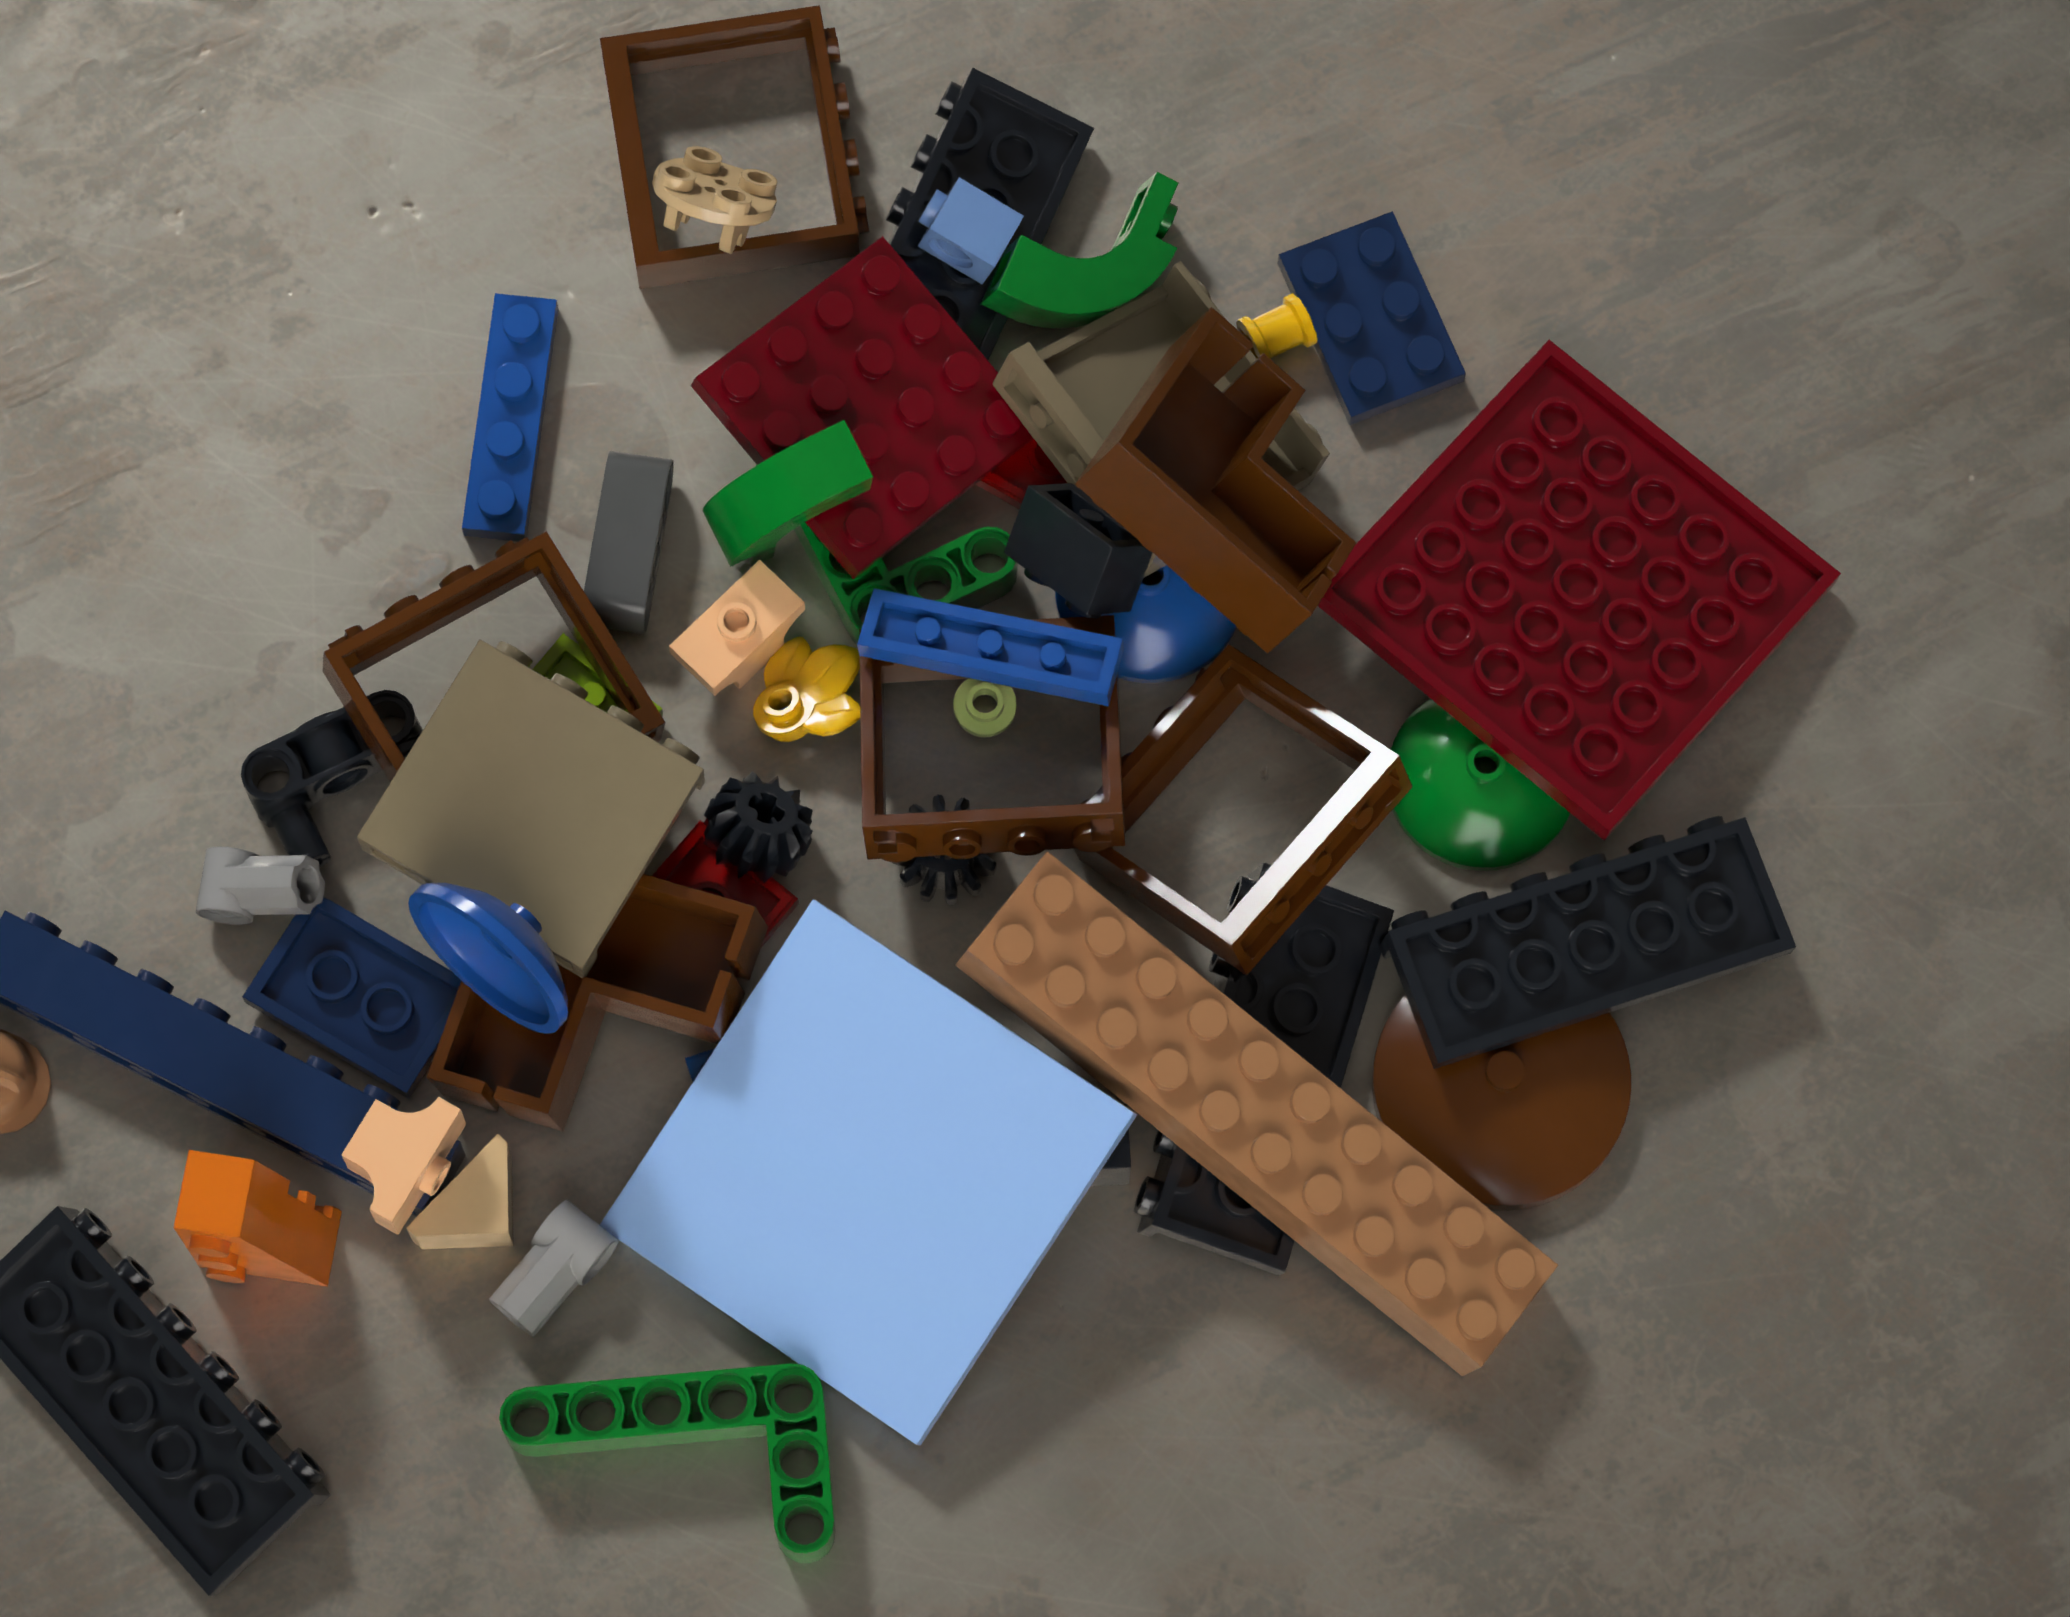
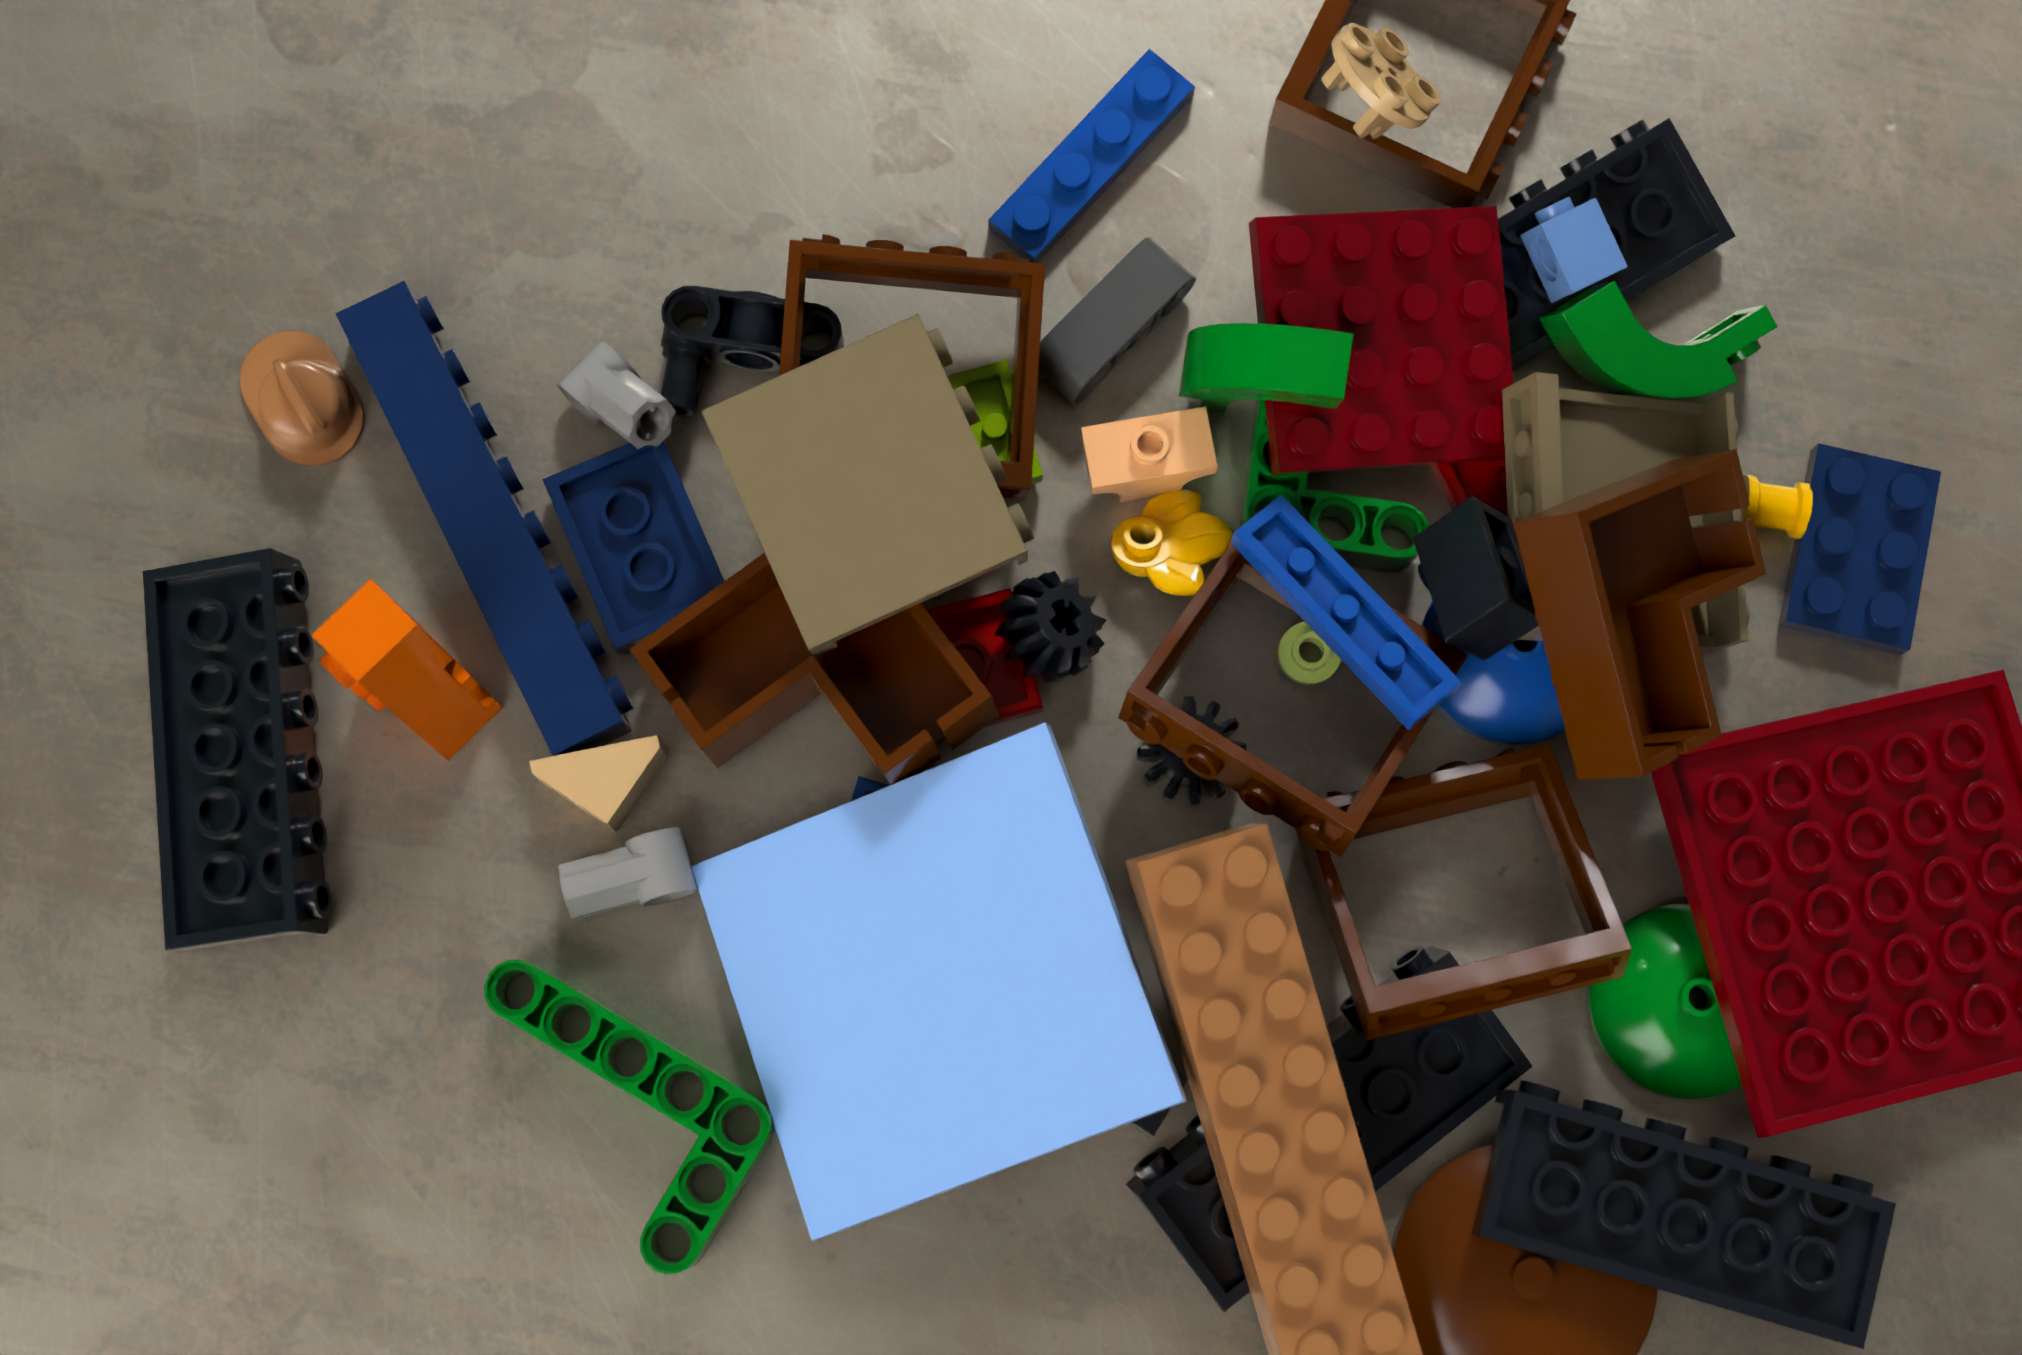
camera: 35 degrees right, 5 degrees up
(403, 1156) = (559, 703): light nougat brick -> none
(493, 952) = (746, 584): blue dish -> none

